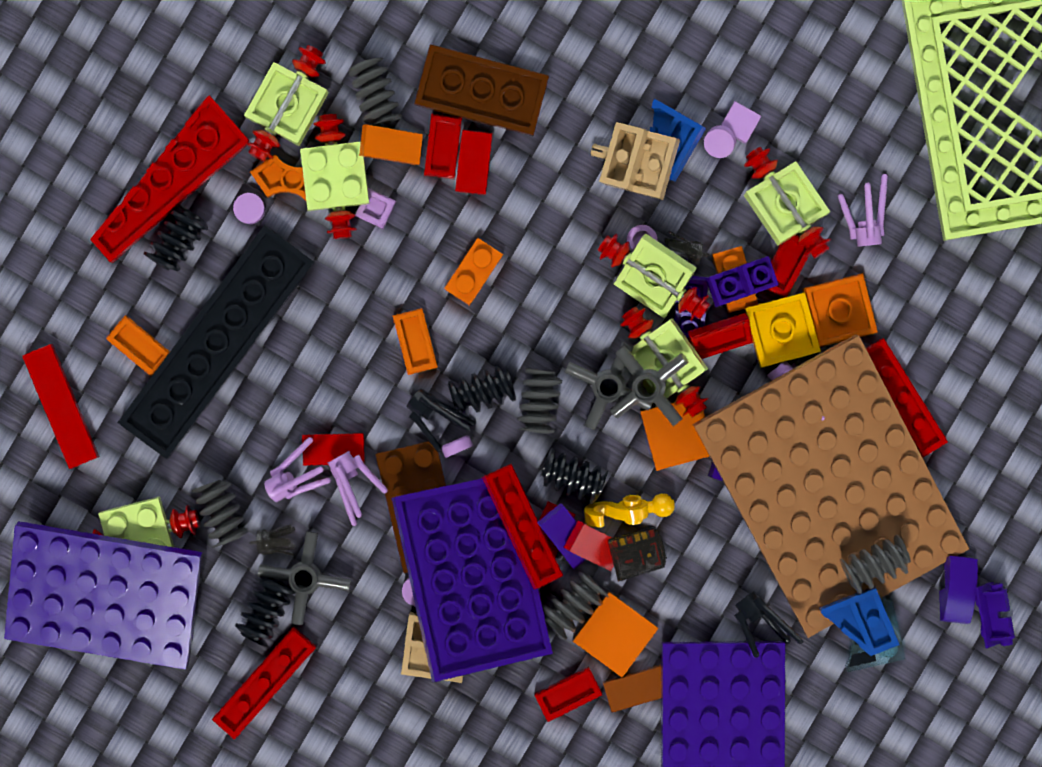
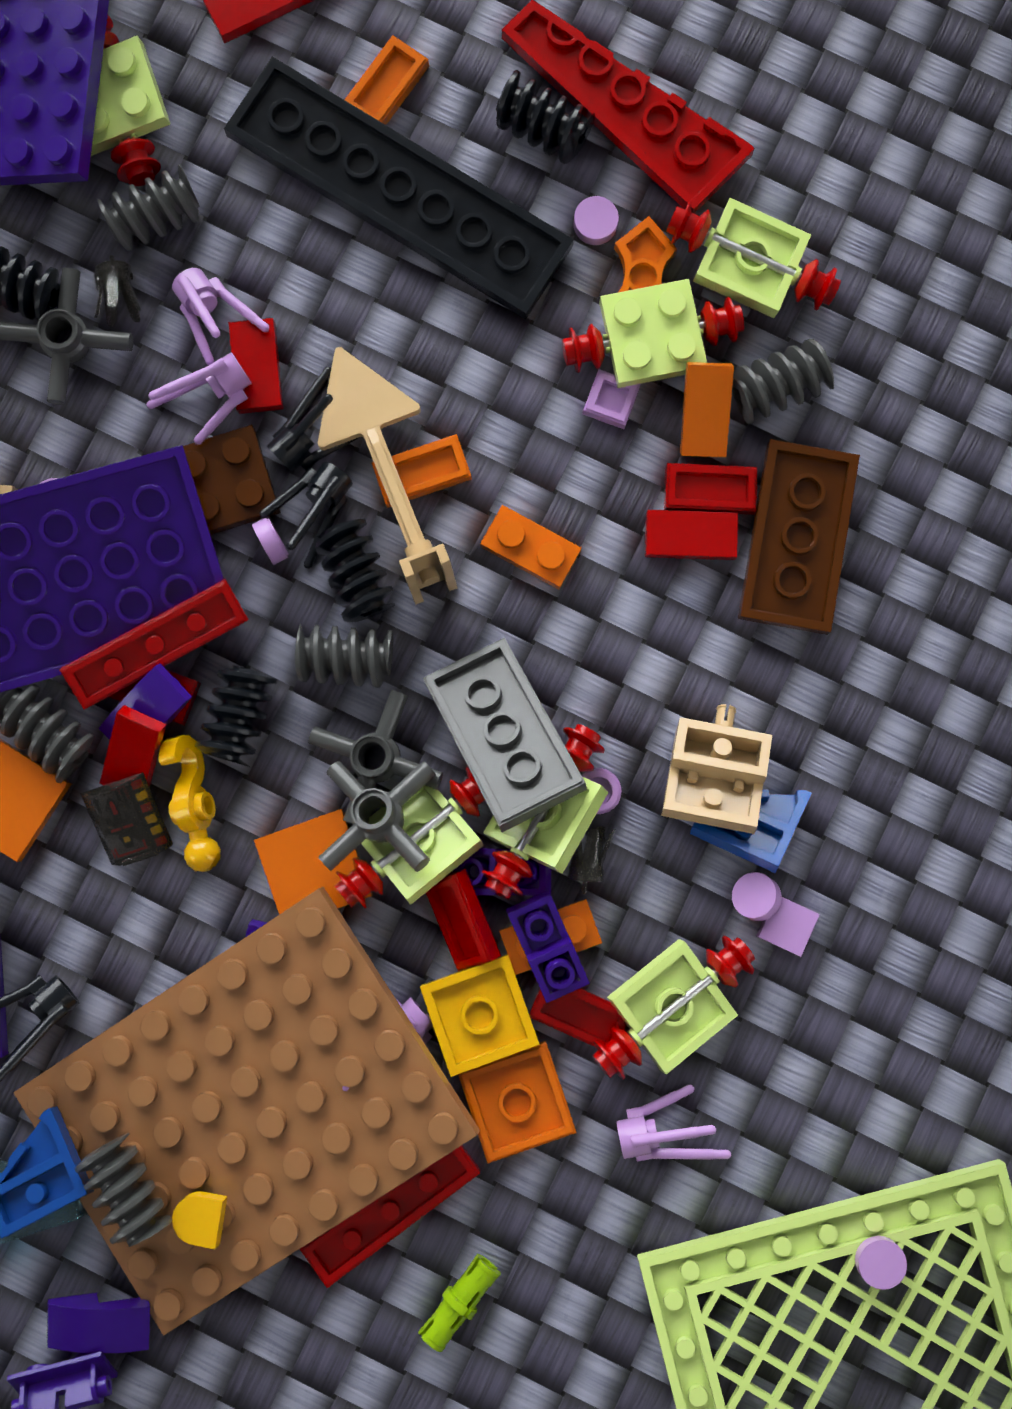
camera: 85 degrees right, 5 degrees down
(369, 379) = (362, 408): none -> tan piece
(392, 427) = (291, 442): none -> black plant
(601, 299) = (504, 735): none -> tile
(897, 517) = (200, 1219): none -> yellow tile
(959, 84) = (880, 1262): none -> lavender tile
(964, 357) = (459, 1303): none -> lime pin

